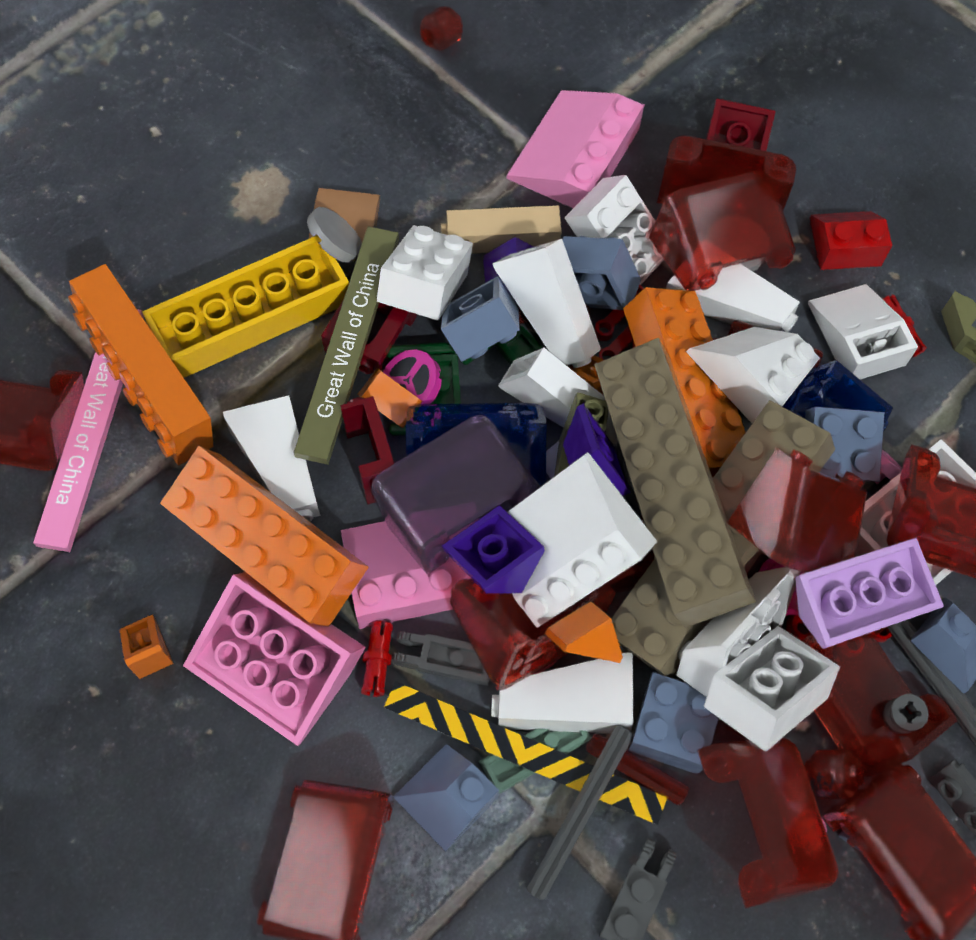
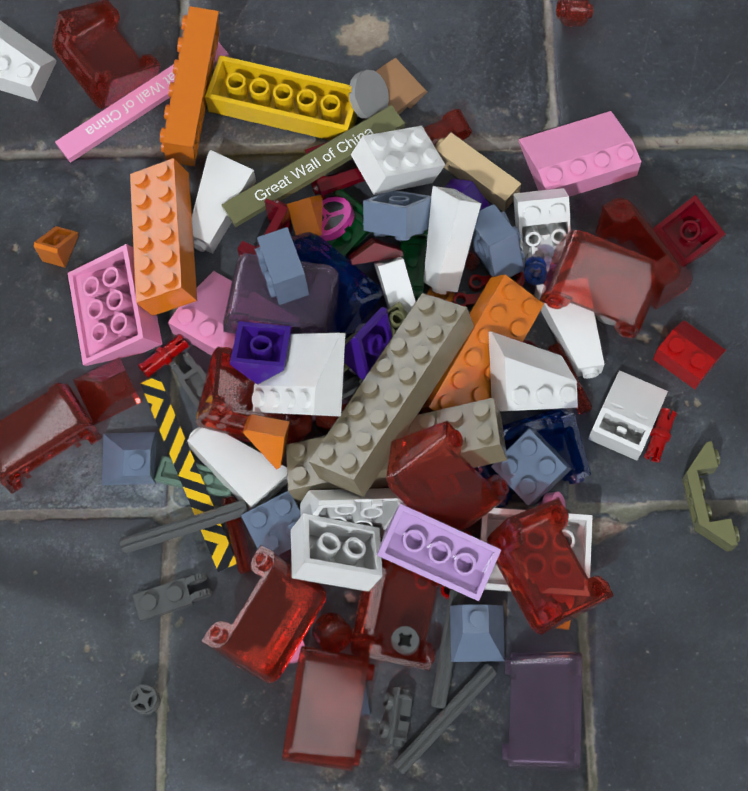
camera: 50 degrees right, 5 degrees up
(351, 746) = (107, 391): none -> clear red slope
(434, 208) = (452, 122): none -> clear red piece
(443, 447) = (281, 266): none -> sand blue brick
(486, 378) = (374, 250): none -> dark red slope
(653, 266) = (535, 278): none -> clear blue bush

